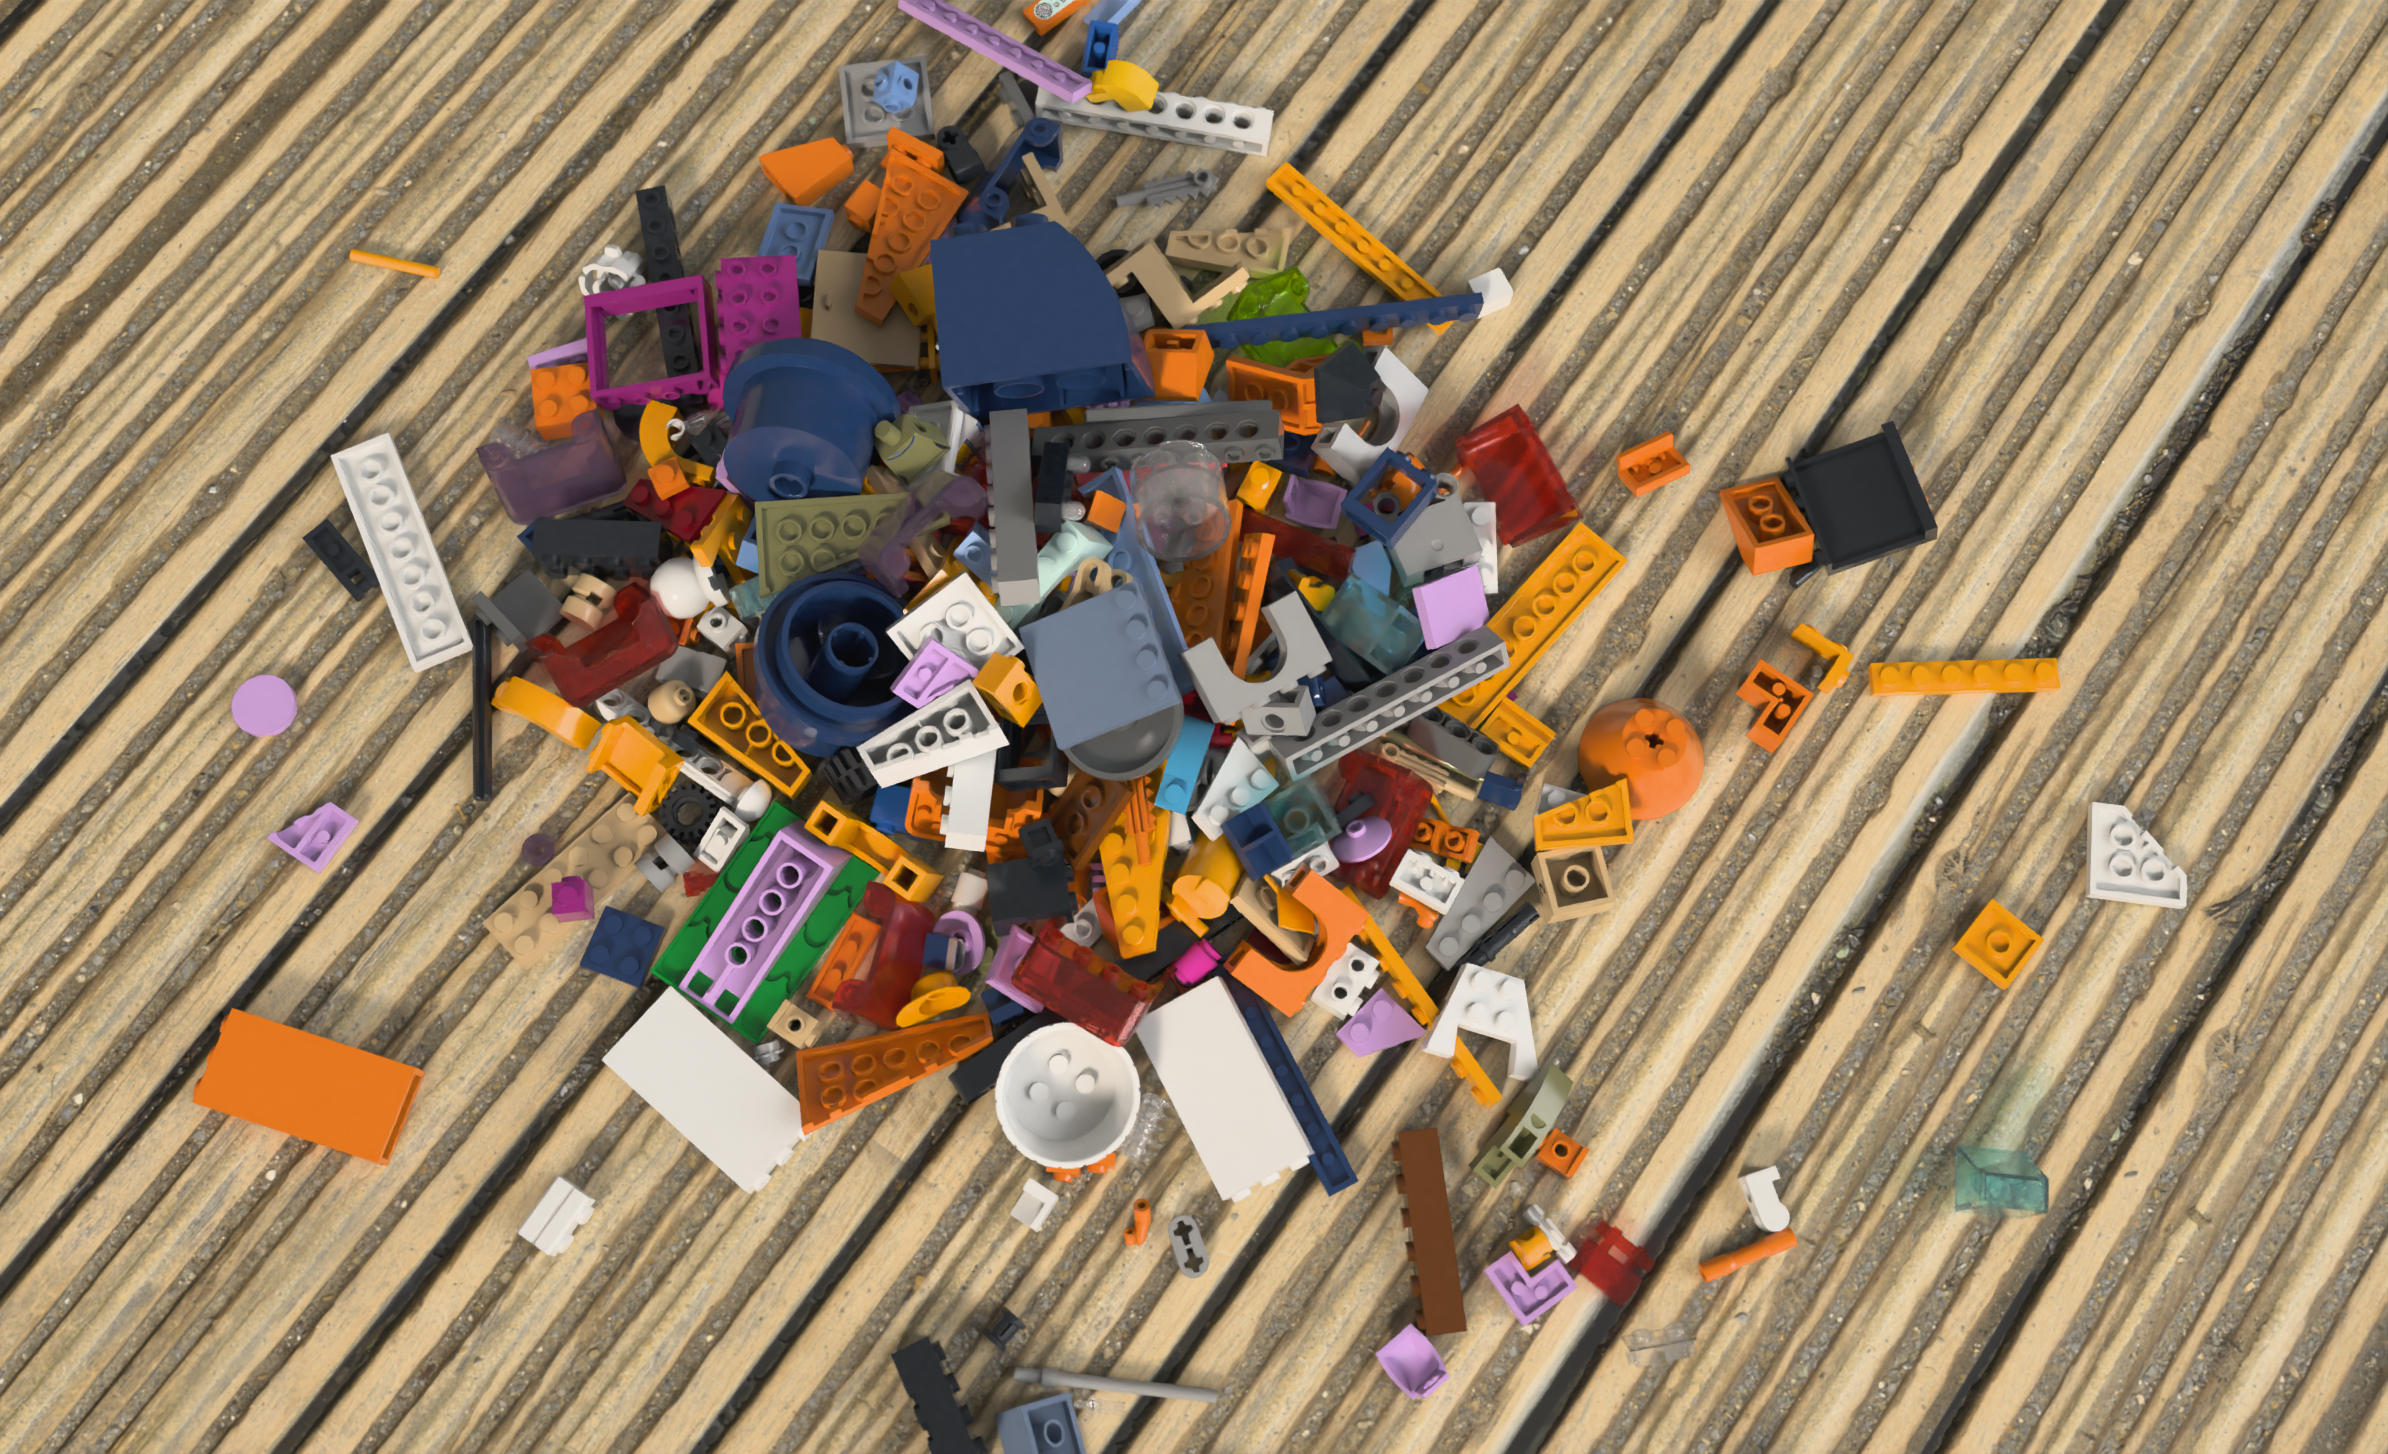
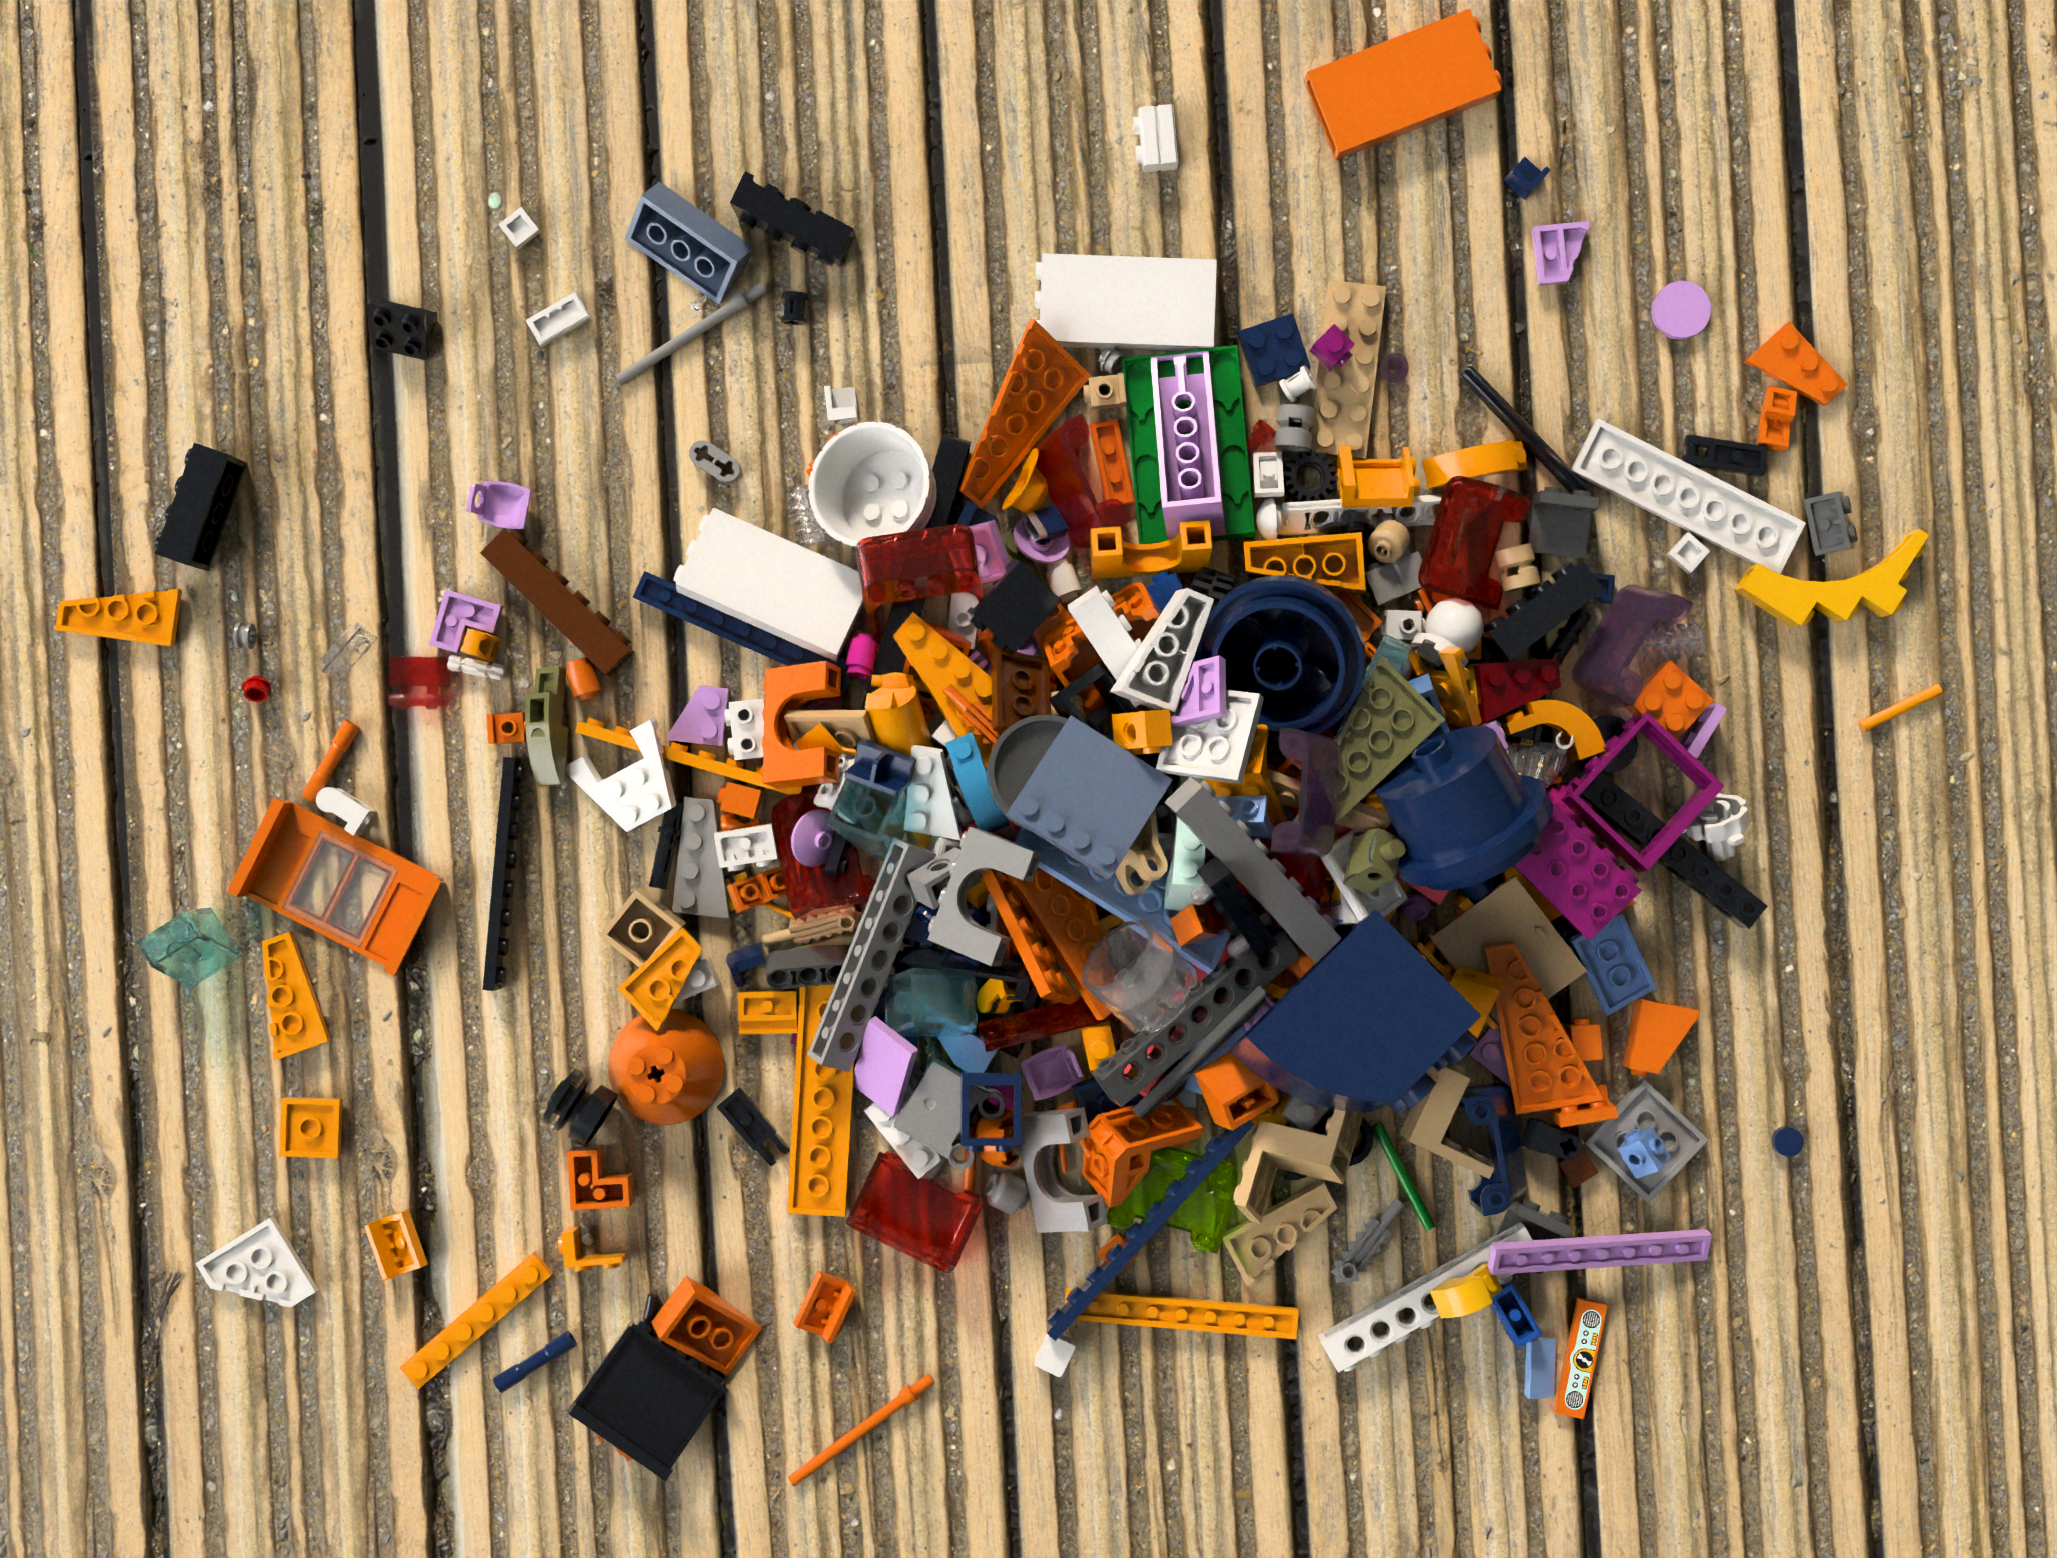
camera: 145 degrees right, 15 degrees up
(216, 586) = (1797, 364): none -> orange wing
(275, 558) = (1776, 417): none -> orange slope
(283, 918) = (1525, 177): none -> dark blue panel
(313, 441) = (1830, 523): none -> dark grey bracket
(327, 366) = (1875, 588): none -> yellow arch
(443, 507) = (1688, 552): none -> white plate
(628, 898) = (1298, 384): none -> white bush
(668, 478) = (1535, 698): orange plate -> none
(711, 443) = (1525, 750): black bracket -> none
(780, 23) = (1787, 1141): none -> dark blue tile
(959, 118) = (1578, 1169): none -> reddish brown tile
(1041, 843) = (1032, 645): black bracket -> none
(1100, 208) = (1403, 1176): none -> green bar
(1142, 1221) = (755, 443): orange arm -> none
(1346, 385) = (1092, 1174): black slope -> none
(1401, 927) = (740, 799): none -> orange brick
(1429, 440) = (1006, 1192): none -> light grey head
(1460, 1143) = (583, 679): none -> orange brick
(1602, 654) = (752, 1124): none -> black hinge
(1638, 350) = (906, 1397): none -> orange bar
(1652, 1038) = (502, 886): none -> black plate
(1741, 771) = (579, 1107): none -> black wheel
(1745, 1435) = (244, 636): none -> light grey bush
(1769, 1376) = (256, 689): none -> red plate
(1819, 1135) = (336, 883): none -> orange piece
(1937, 1067) = (291, 998): none -> light orange wing
(1957, 608) = (550, 1352): none -> dark blue piece
(1990, 788) = (395, 1244): none -> light orange bracket

